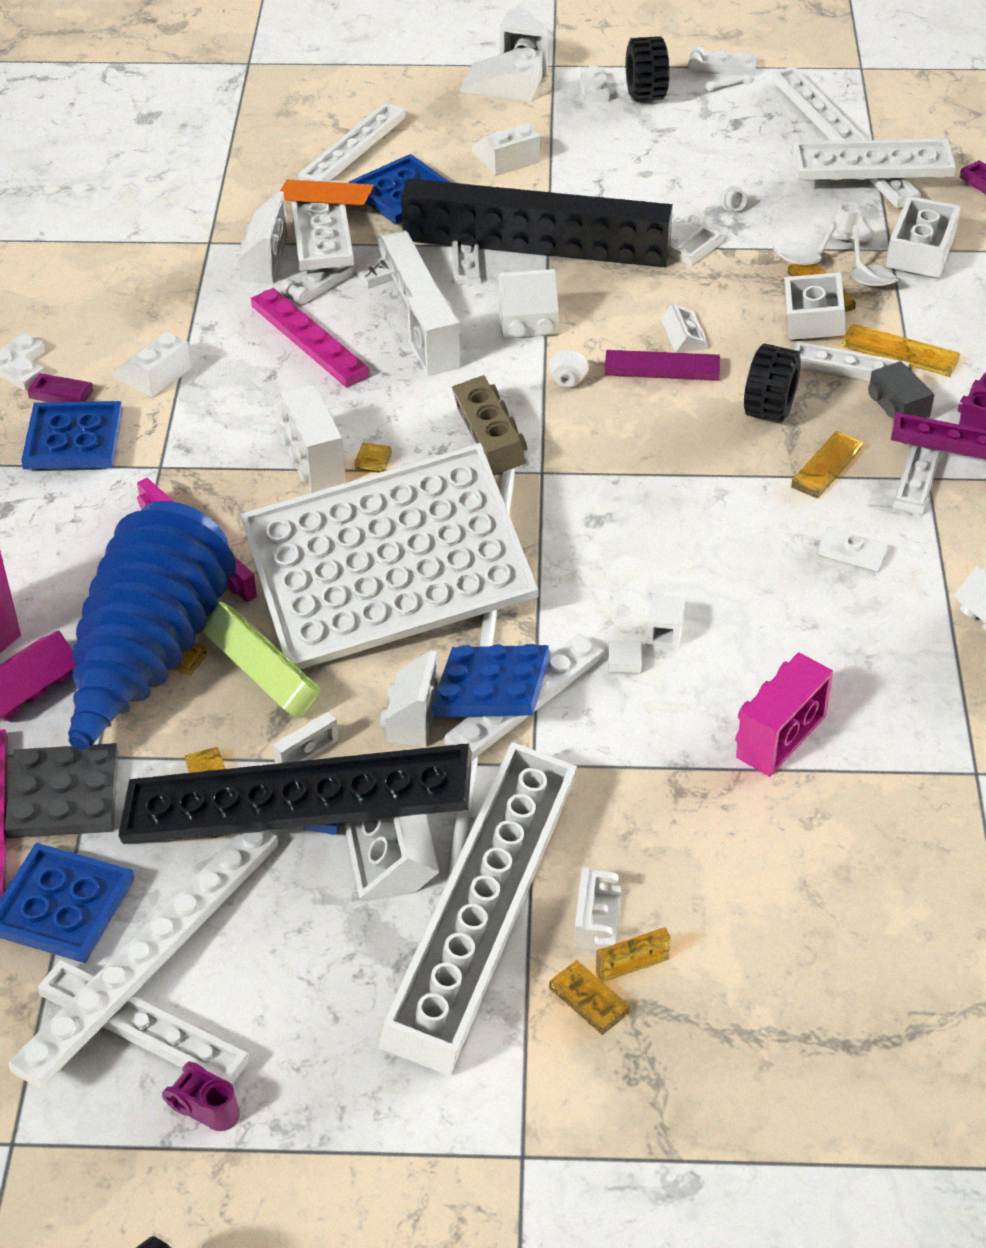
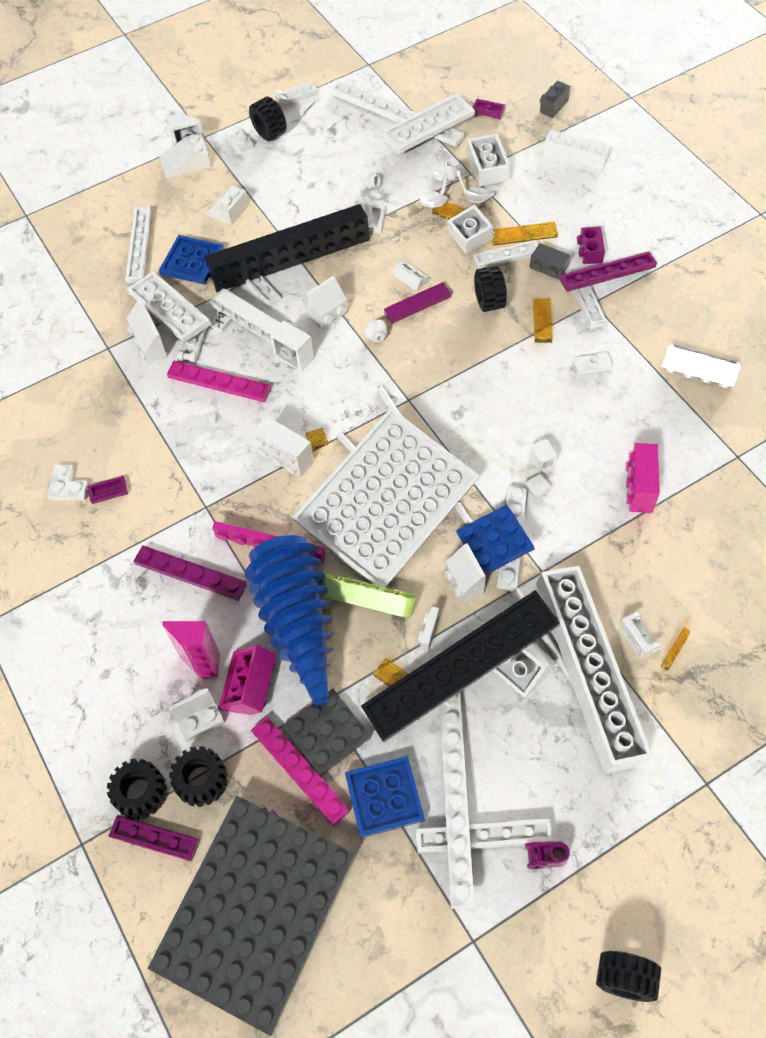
camera: 30 degrees left, 15 degrees up
(62, 519) = (190, 573): none -> magenta plate
(72, 435) = (142, 515): blue plate -> none
(155, 365) = (148, 445): white slope -> none
(326, 192) = (152, 284): orange sticker -> none
(490, 424) = (342, 378): dark tan brick -> none
(589, 997) = (670, 682): clear yellow tile -> none

